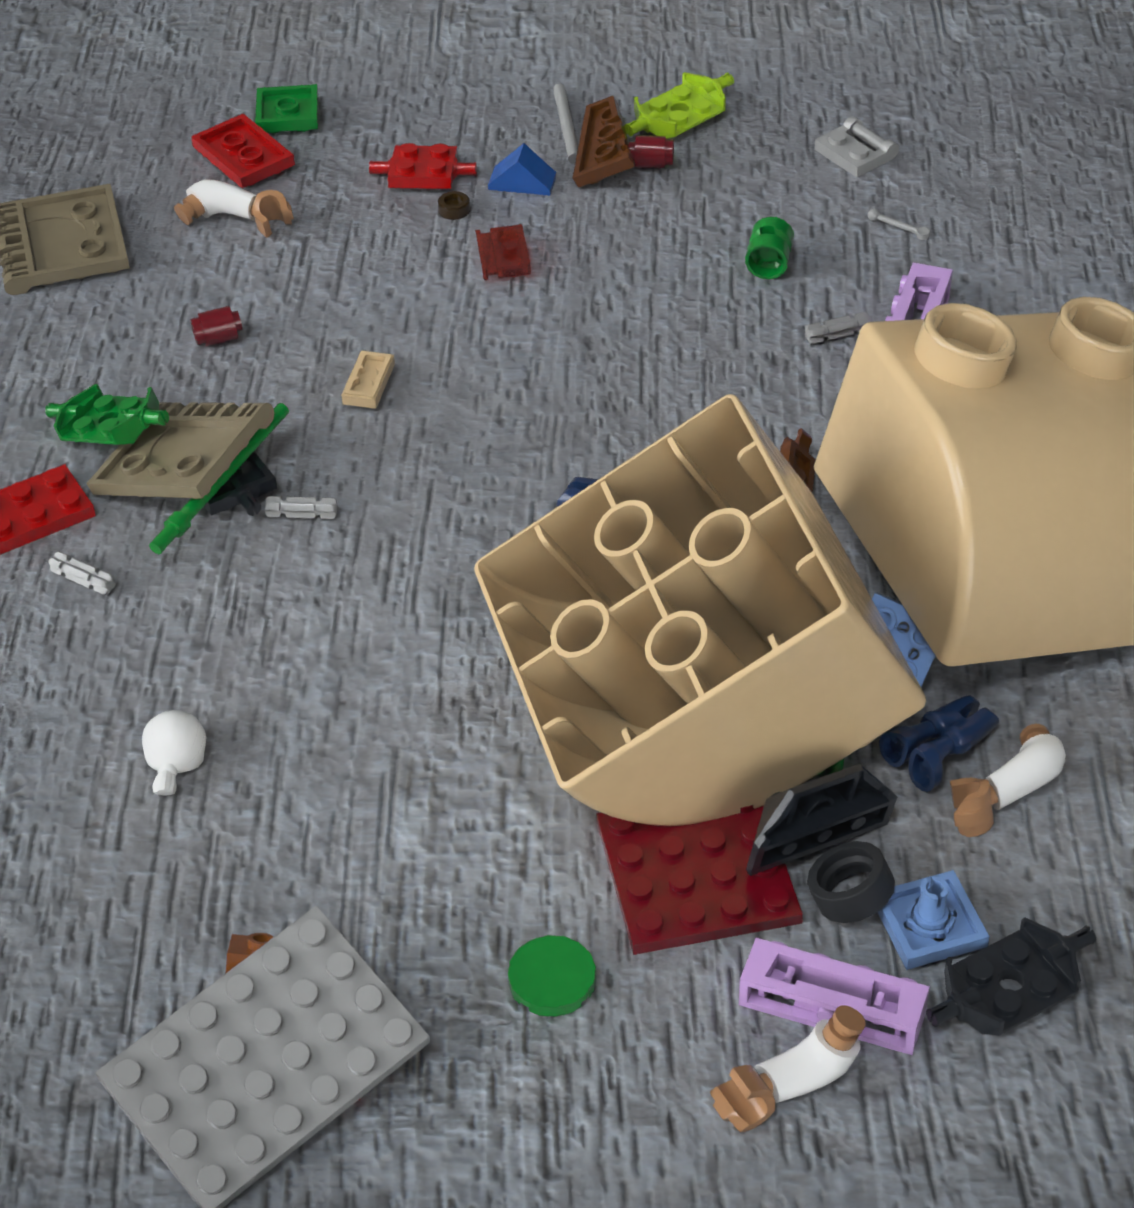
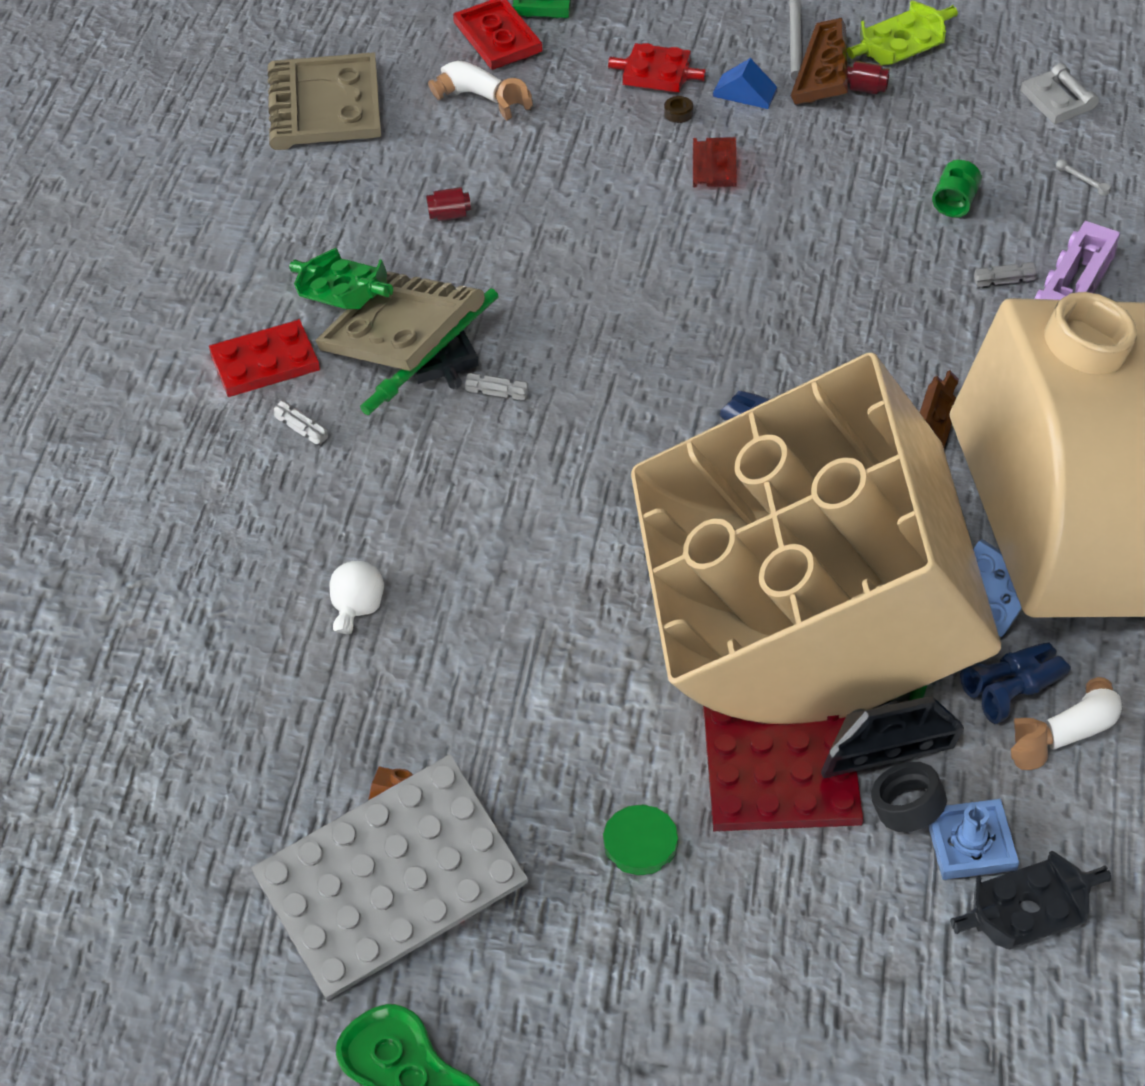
camera: 10 degrees right, 5 degrees up
(368, 379) = (574, 272): tan plate -> none
(810, 1065) = (838, 952): piece -> none
(829, 983) = (874, 893): lavender brick -> none

